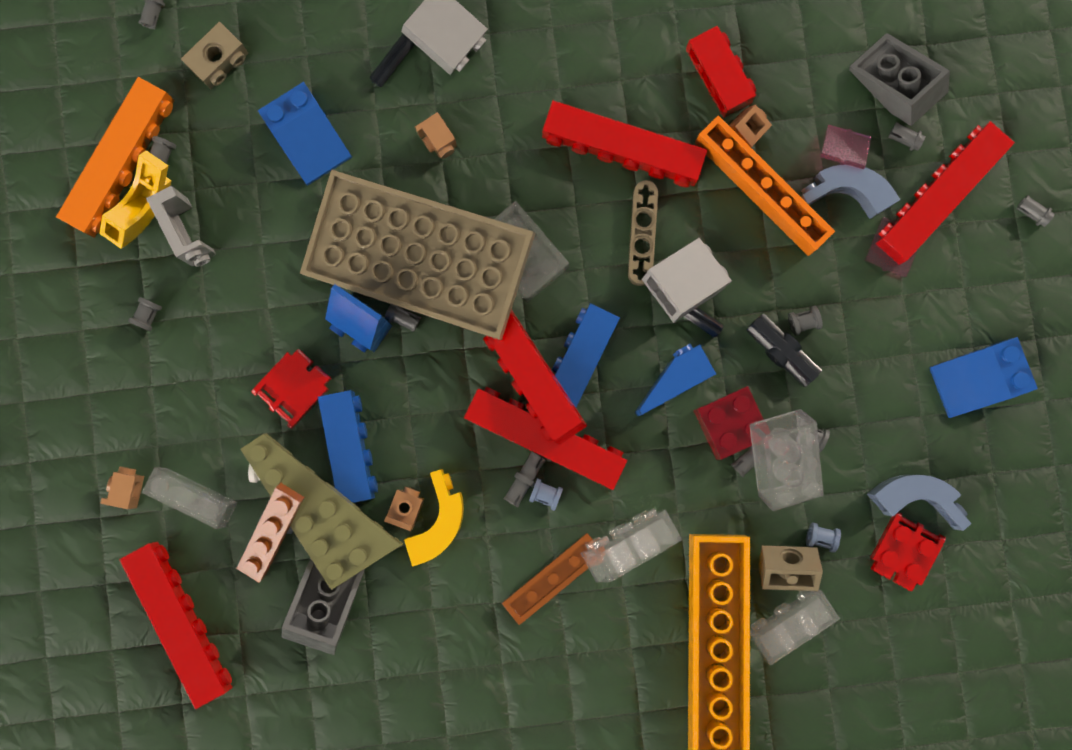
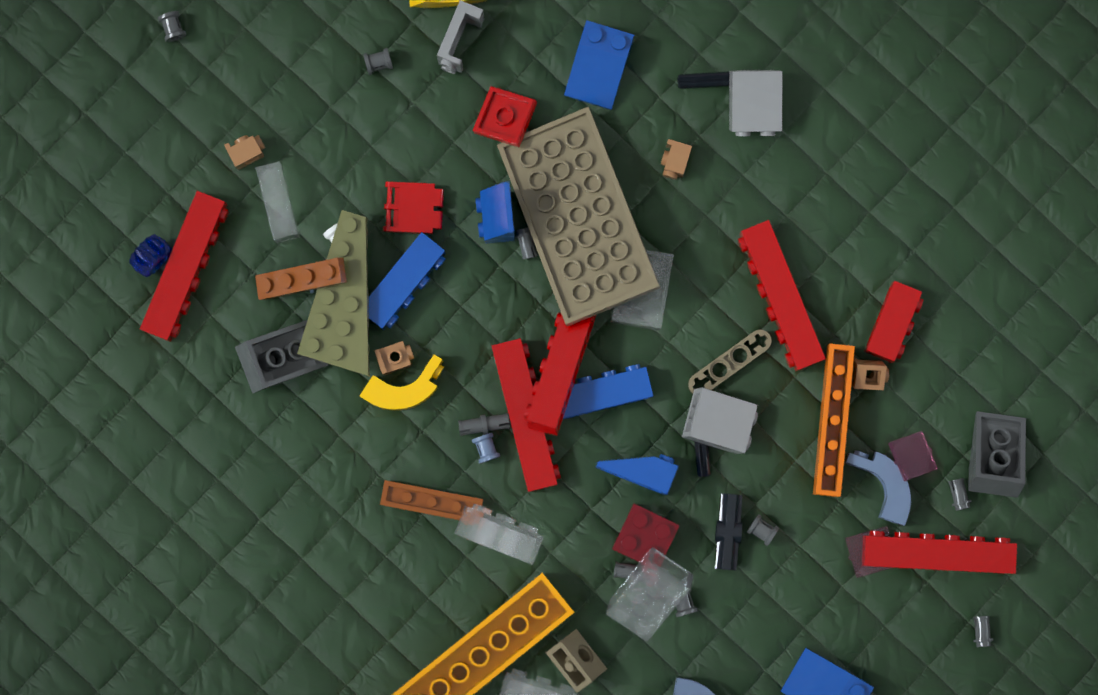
camera: 50 degrees right, 0 degrees up
(140, 646) = (150, 255): none -> clear blue gear
(281, 247) = (504, 116): none -> red tile
(823, 537) = (618, 668): sand blue bush -> none

